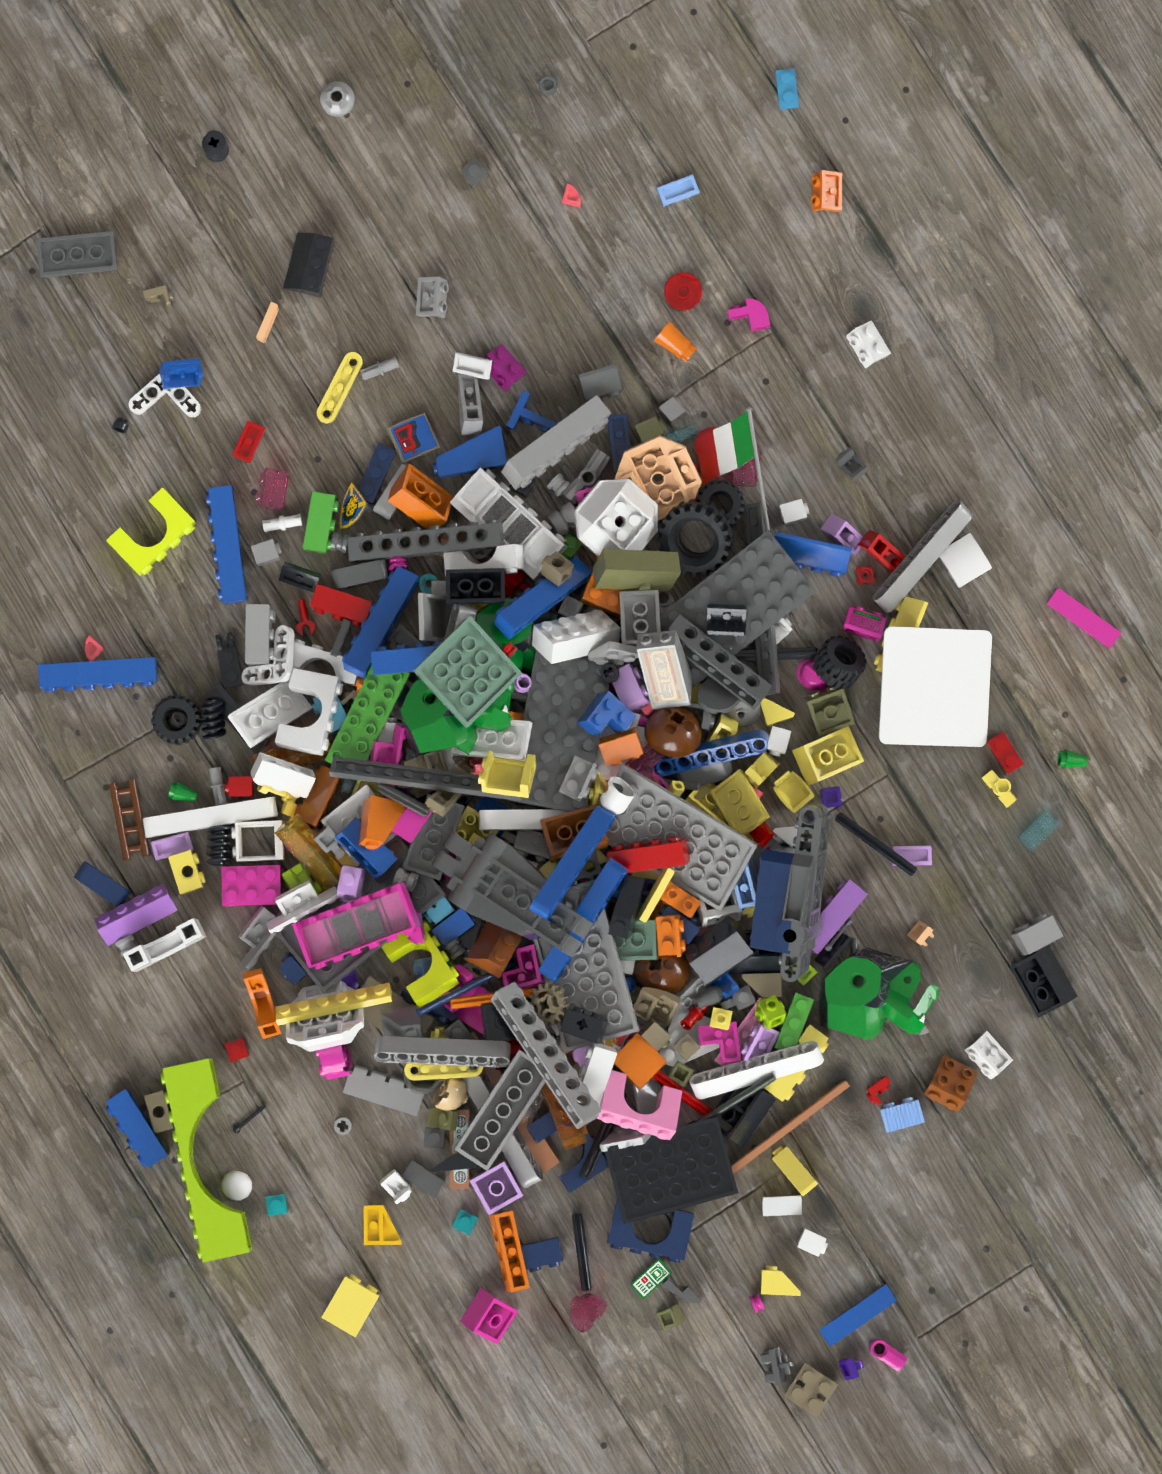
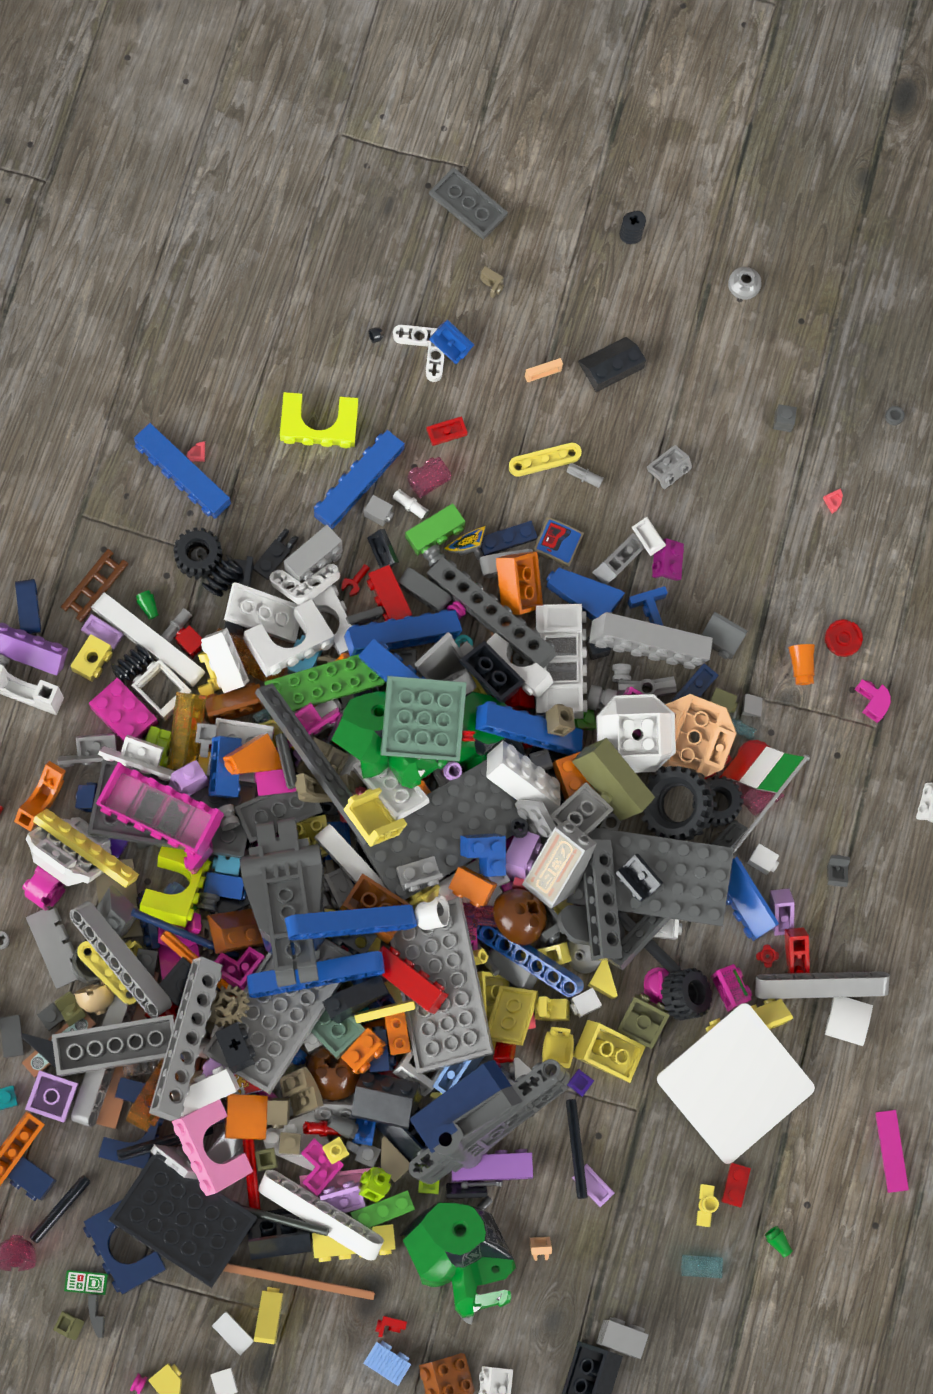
camera: 35 degrees right, 10 degrees down
(678, 190) = (911, 570): light blue tile -> none

